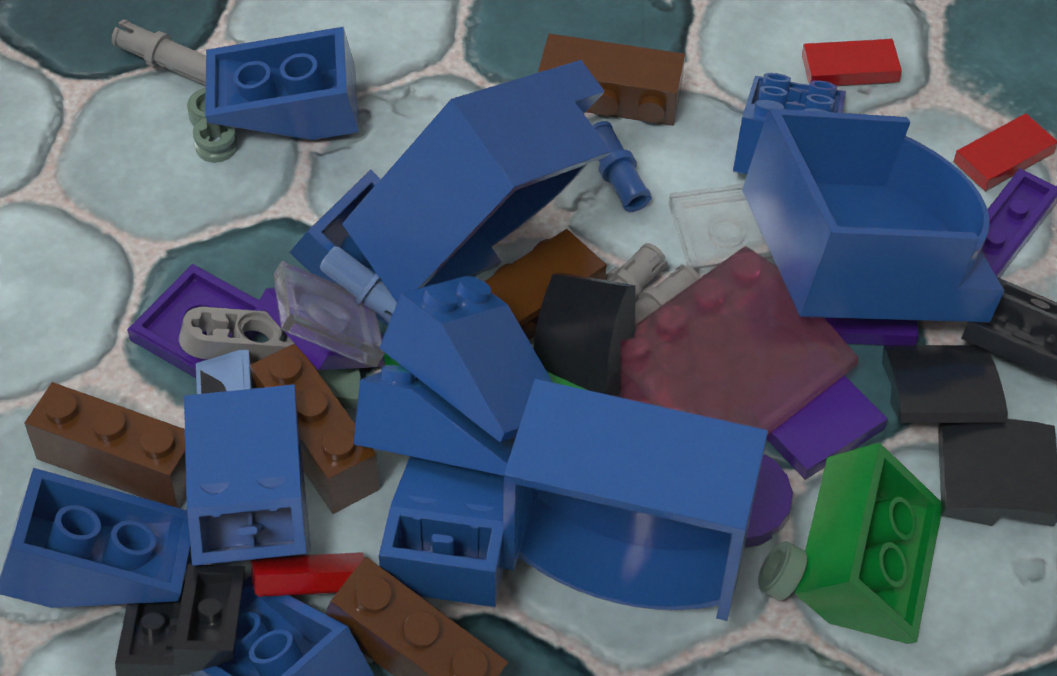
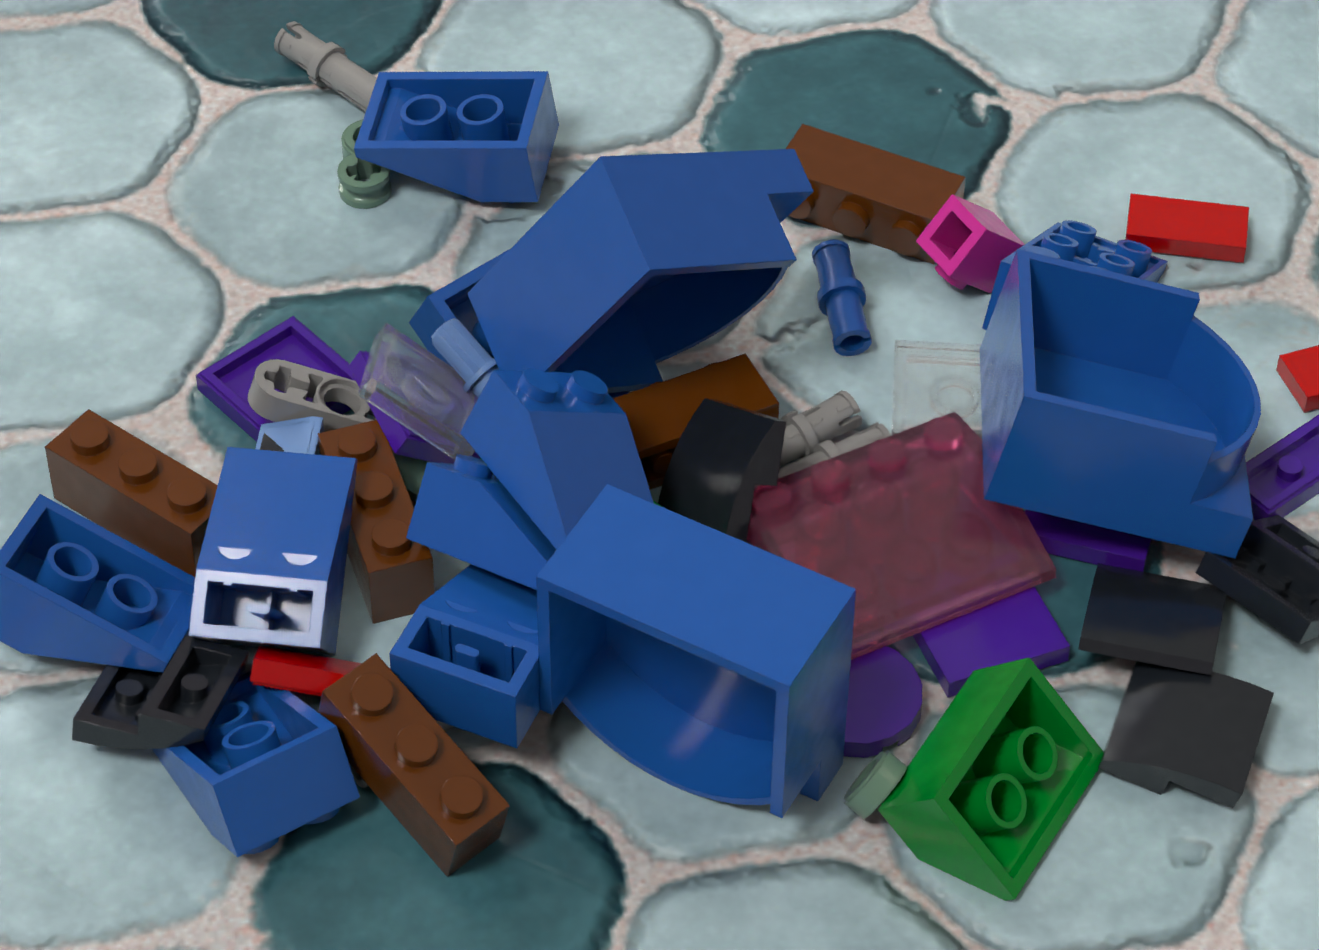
camera: 15 degrees right, 5 degrees down
(704, 107) = (968, 244): none -> dark pink brick

